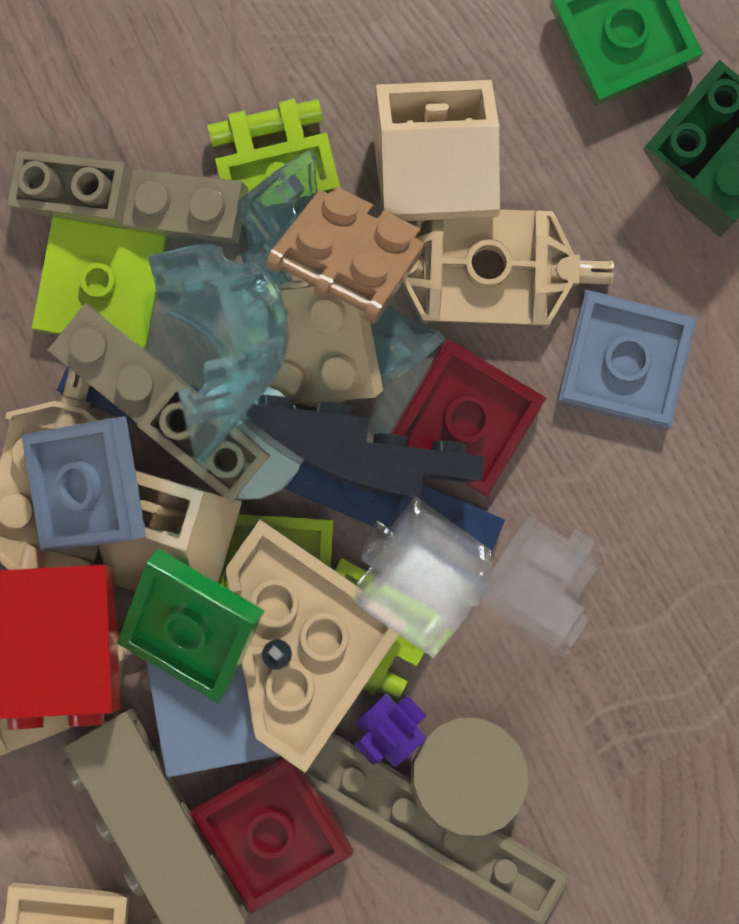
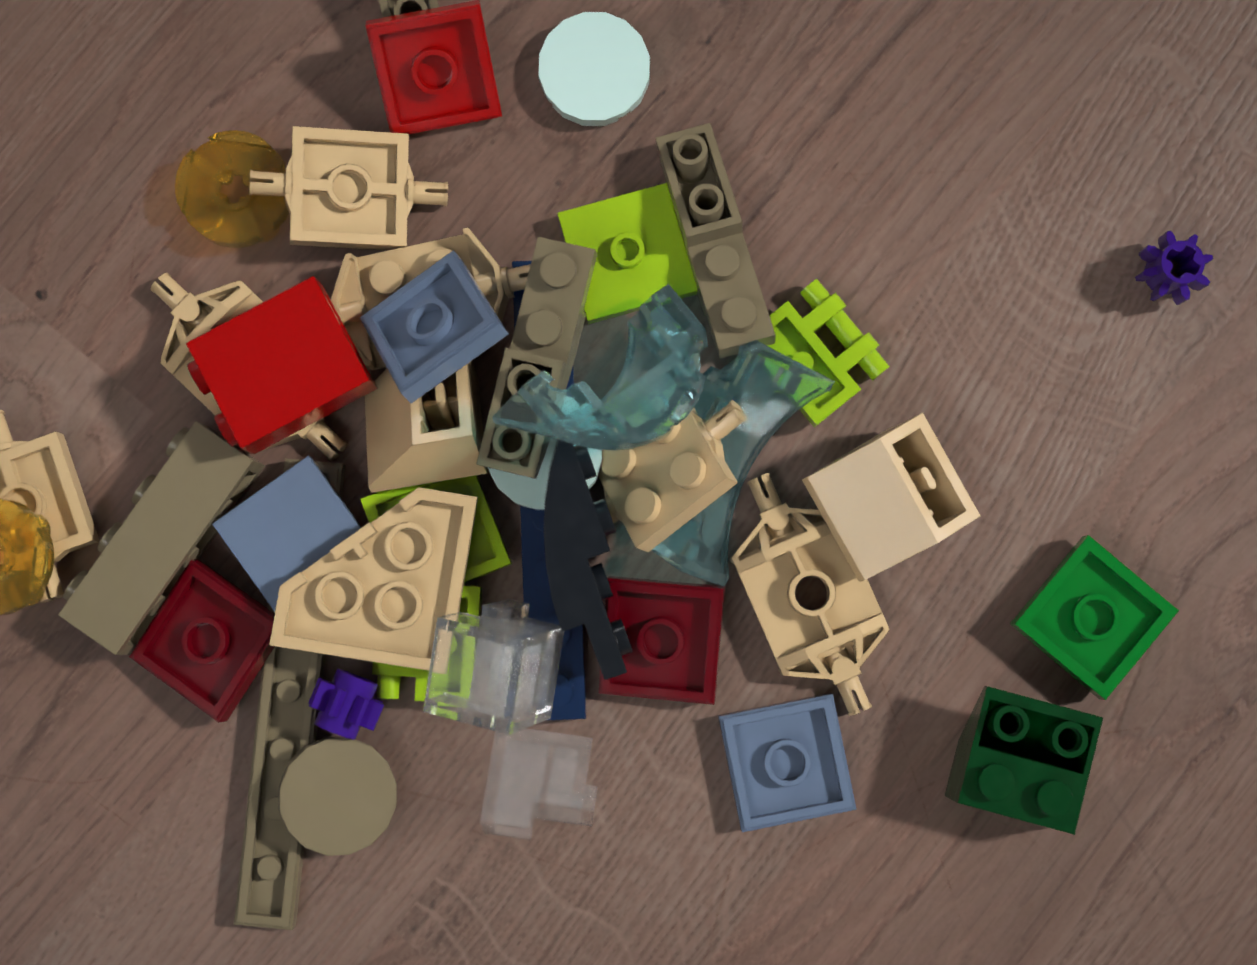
camera: 70 degrees right, 0 degrees up
(189, 626) = (350, 480): green plate -> none
(277, 654) = (362, 569): black piece -> none
(350, 249) = (755, 460): medium nougat plate -> none

